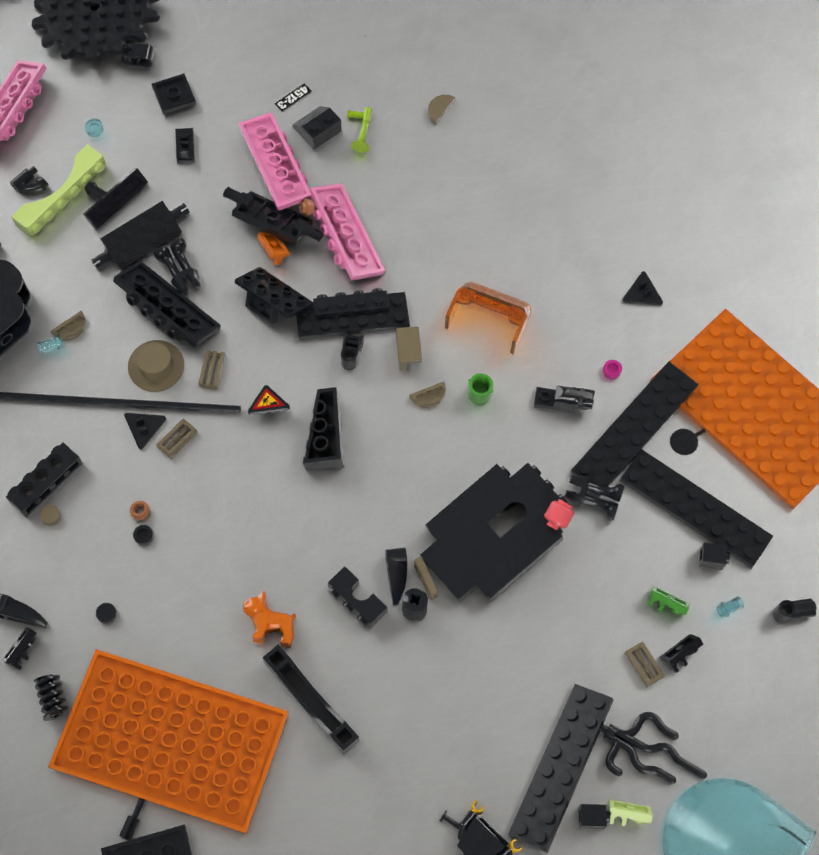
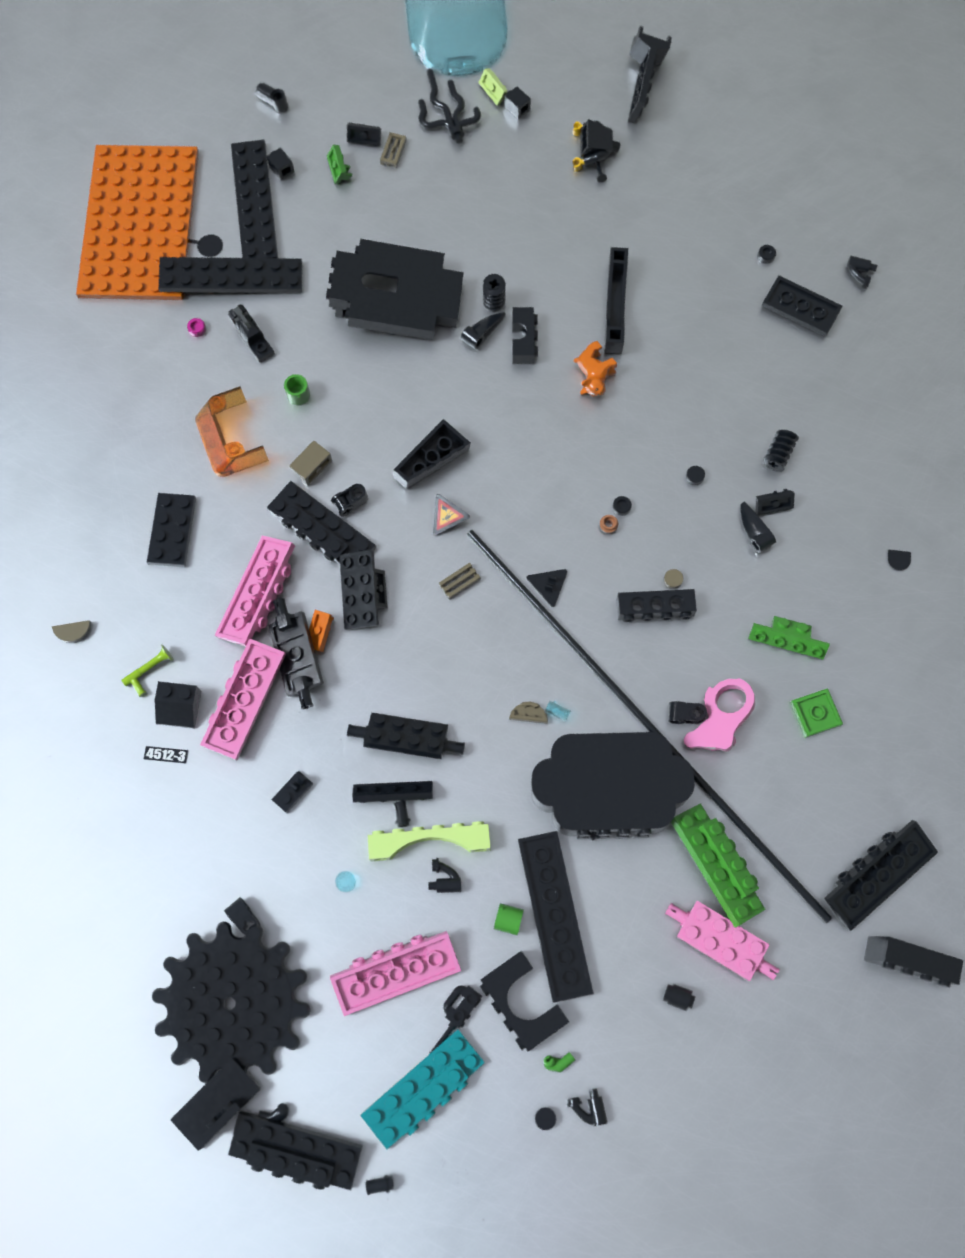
camera: 130 degrees left, 5 degrees up
(132, 822) = (793, 335): black axle -> none
(156, 365) = (495, 624): dark tan hose -> none
(165, 305) = (444, 658): black plate -> none
(170, 741) = (727, 361): orange plate -> none
(173, 93) = (253, 848): black plate -> none
(178, 249) = (401, 670): black piece -> none
(182, 443) = (550, 558): dark tan tile -> none
(306, 207) = (263, 634): nougat plate -> none
(425, 578) = (468, 308): dark tan tile -> none
(430, 396) = (332, 420): dark tan tile -> none
(453, 221) = (171, 530): none -> black plate
(559, 514) = (349, 244): coral head -> none
(560, 768) = (505, 140): black plate -> none
(611, 492) = (309, 268): black piece -> none
(643, 292) = (111, 358): black piece -> none
(730, 606) = (306, 132): clear light blue pin -> none

